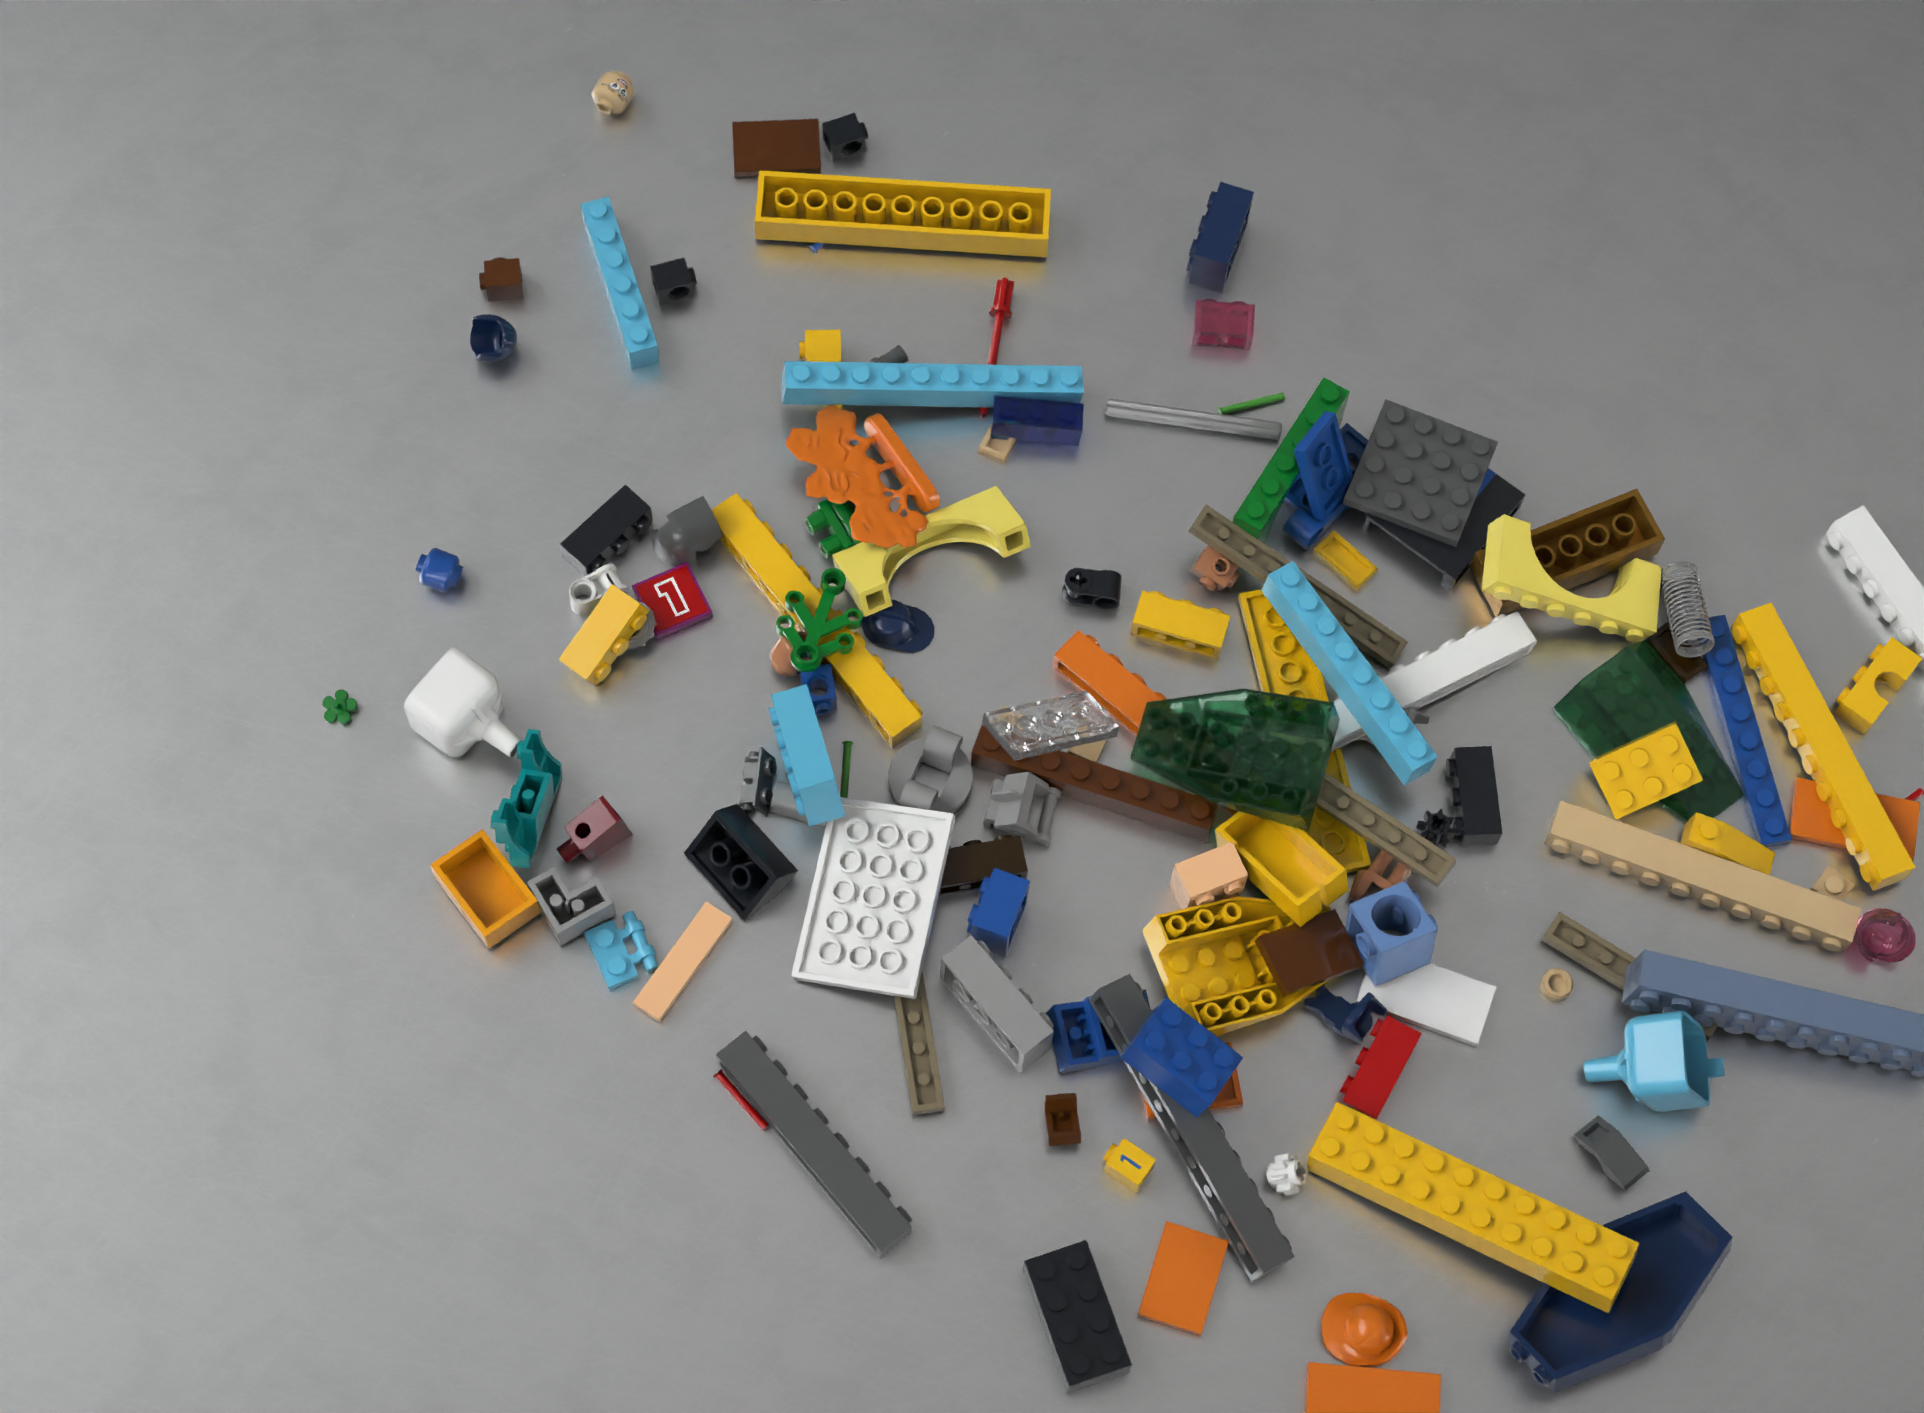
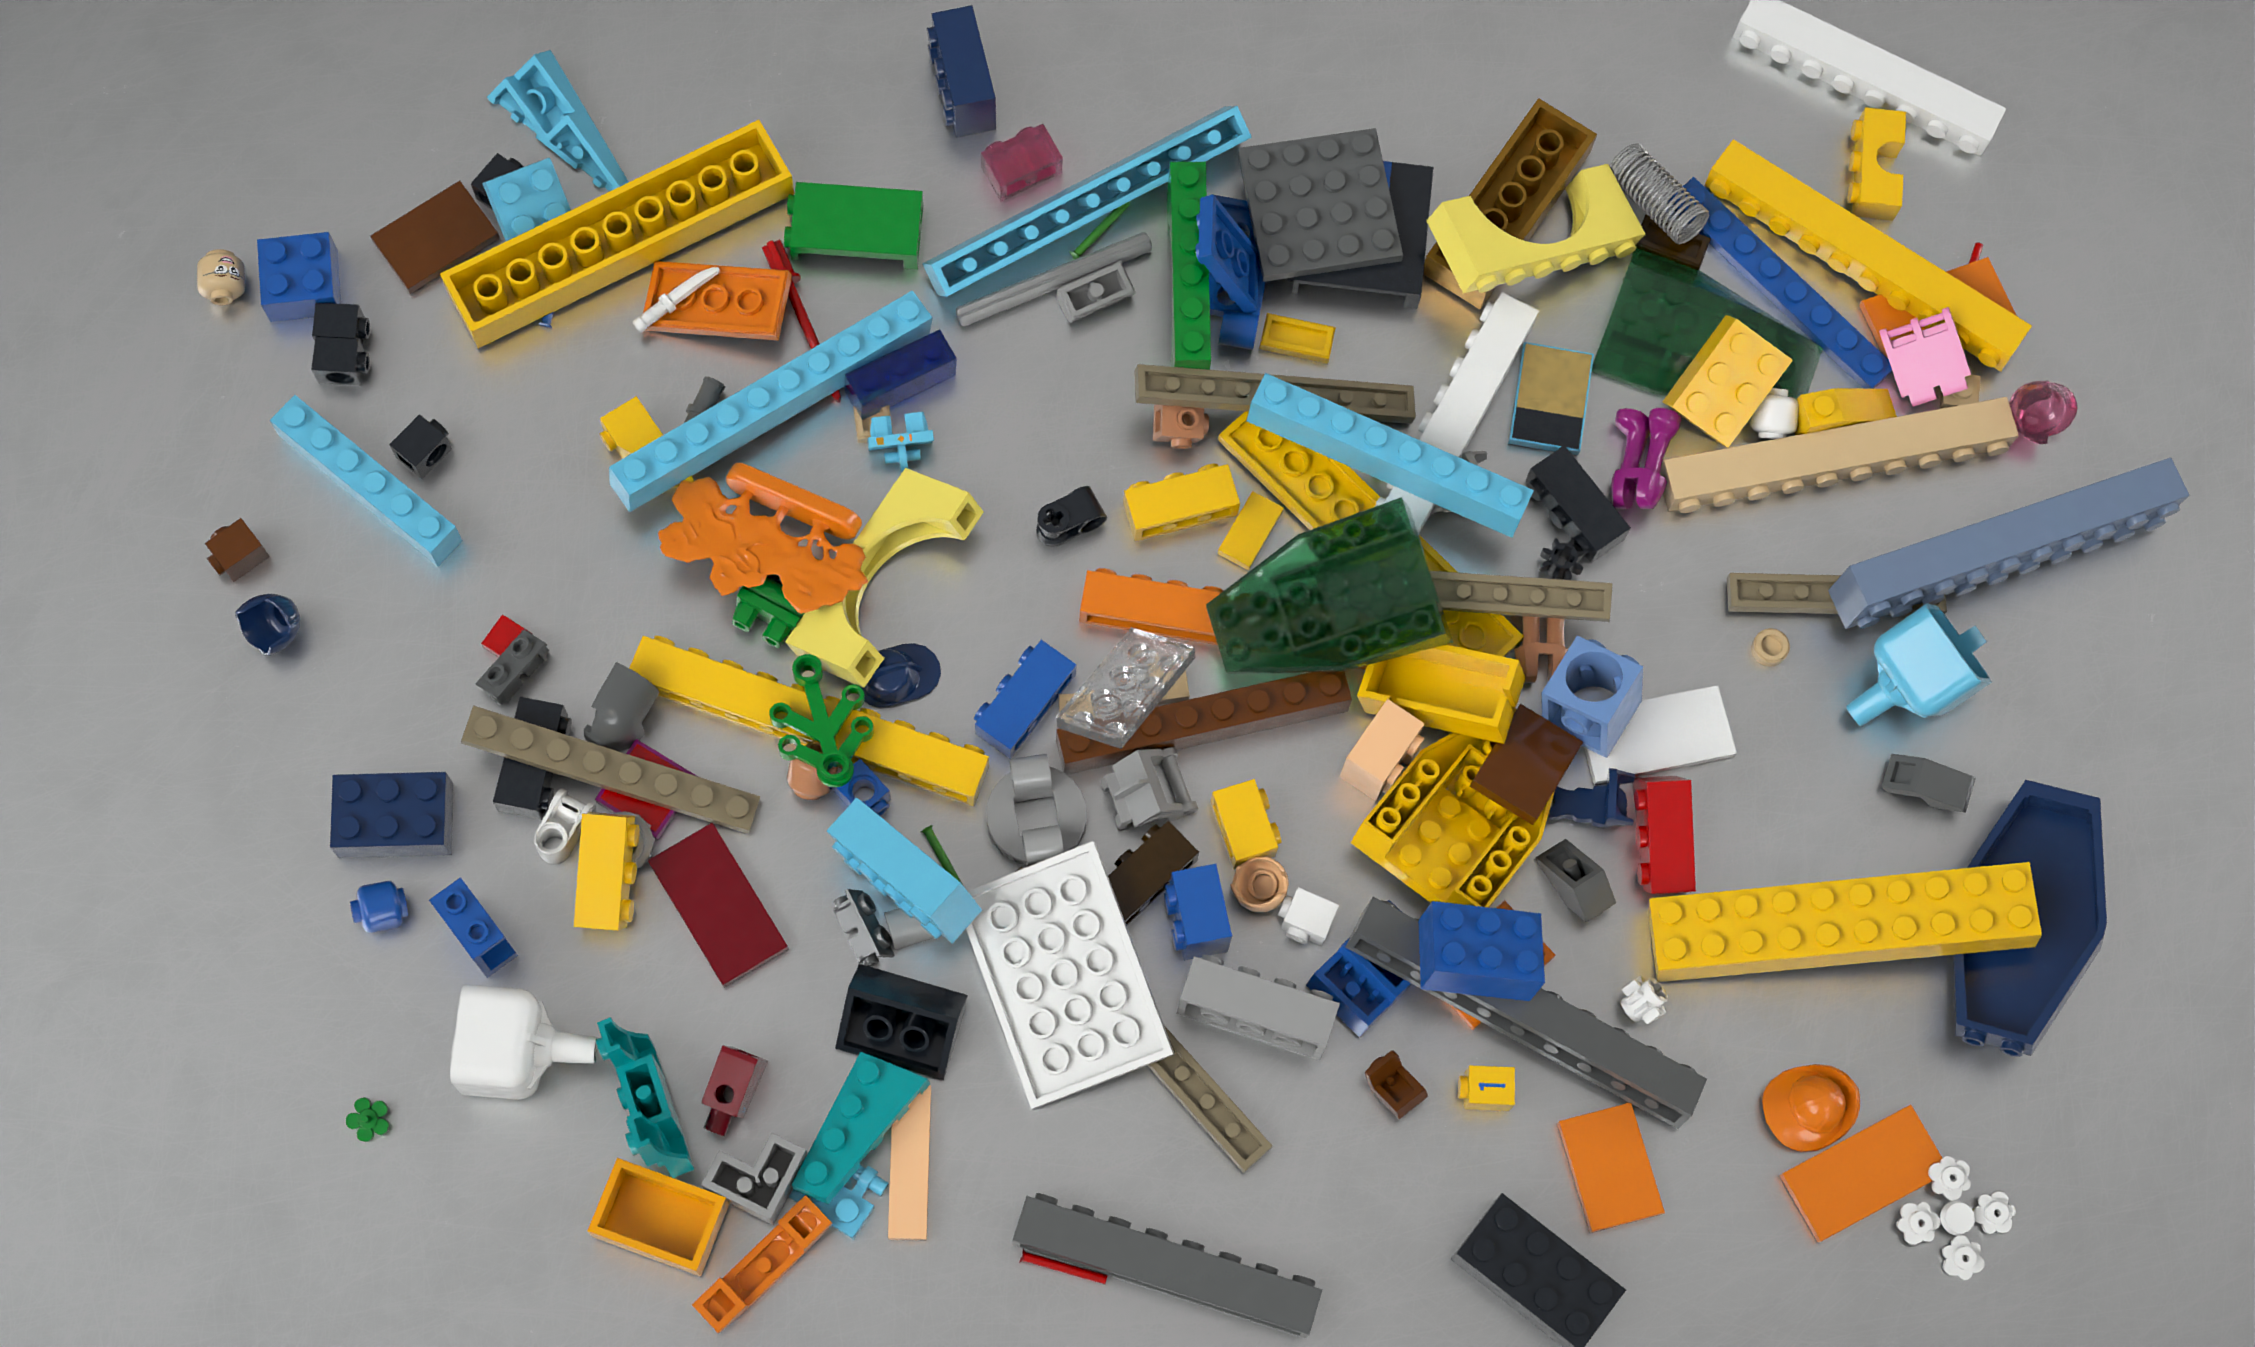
camera: 35 degrees left, 5 degrees up
(488, 514) = (391, 815): none -> dark blue brick
(490, 619) = (473, 927): none -> blue panel
(535, 968) = (763, 1265): none -> orange slope
(644, 445) = (502, 635): none -> red tile
(648, 460) = (520, 657): none -> dark grey hinge
(654, 570) = (610, 769): none -> dark tan plate
(655, 193) = (339, 361): none -> black brick
(665, 122) = (297, 275): none -> blue brick
(668, 707) = (718, 904): none -> dark red tile
(670, 171) = (340, 321): none -> black brick
(673, 904) = (862, 1113): none -> teal wing
(854, 153) = (526, 198): none -> medium azure plate
(906, 279) = (667, 302): none -> white piece
(914, 106) = (551, 108): none -> medium azure wedge
(941, 298) = (731, 304): none -> orange tile
(976, 693) = (1024, 698): none -> blue brick
(995, 457) = (883, 438): none -> medium azure hips
(1058, 921) = (1260, 884): none -> light nougat hair
(1075, 874) = (1244, 822): none -> yellow brick
(1076, 300) = (855, 222): none -> green panel
(1077, 965) = (1307, 917): none -> white brick
(1216, 443) = (1095, 292): none -> light grey brick
(1219, 673) = (1250, 530): none -> yellow tile
(1249, 375) = (1084, 201): none -> medium azure brick
(1294, 1060) = (1577, 880): none -> dark grey slope
(1507, 710) = (1551, 398): none -> tile
(1530, 807) = (1636, 426): none -> magenta piece
(1670, 818) = (1776, 415): none -> white head
(1817, 845) = (1927, 358): none -> bright pink plate

